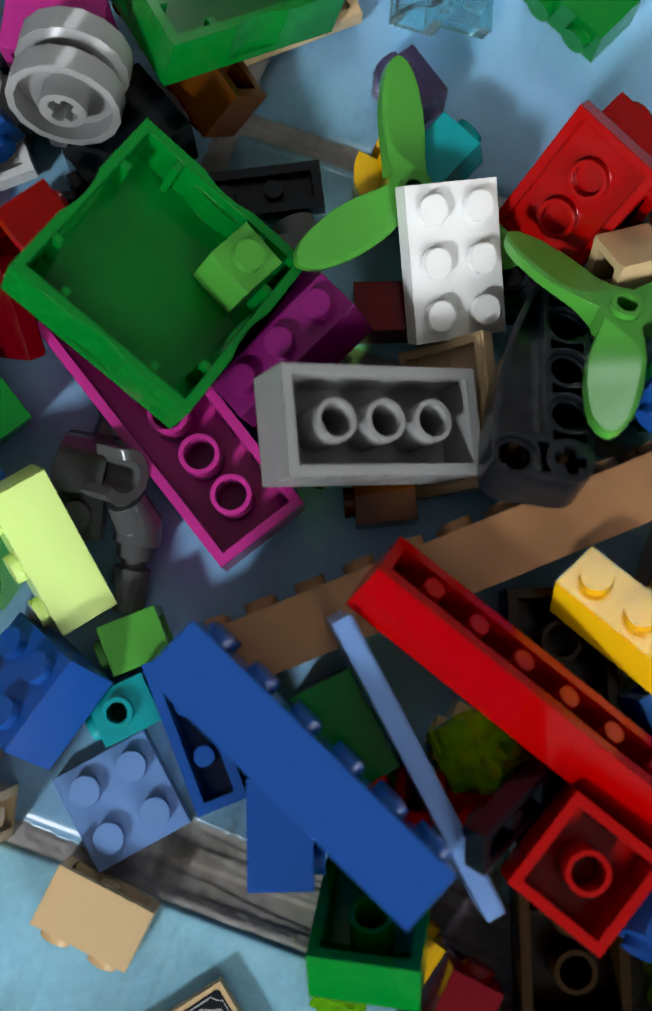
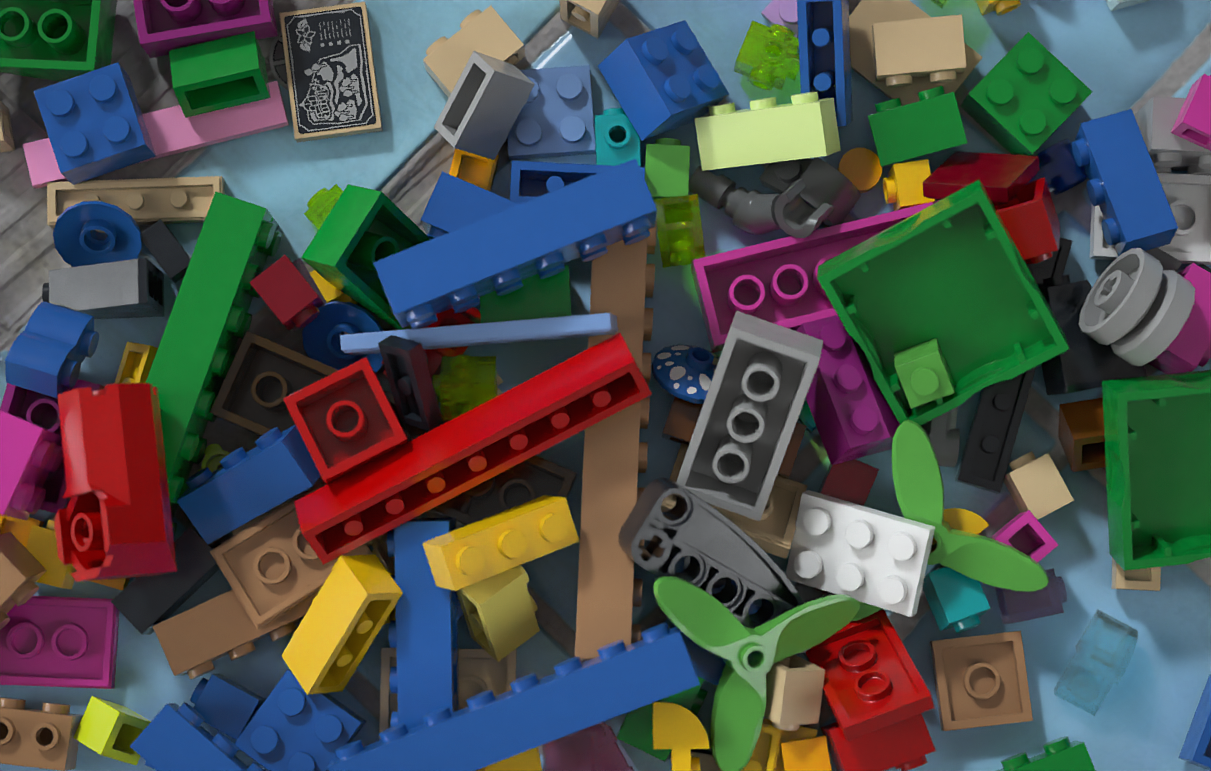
camera: 110 degrees right, 0 degrees up
(41, 383) = (905, 184): none -> yellow plate
(41, 441) = (861, 168): none -> light orange tile
(147, 878) = (484, 105): none -> light grey piece
(192, 596) = (679, 230): none -> clear neon green brick
(222, 853) = (474, 168): none -> light orange tile
(296, 126) = (1036, 485): none -> tan brick
(340, 521) = (685, 371): none -> blue dish
(355, 114) = (1027, 536): none -> dark pink brick
(462, 926) = (323, 334): none -> blue dish
(512, 102) = (981, 681): none -> medium nougat plate

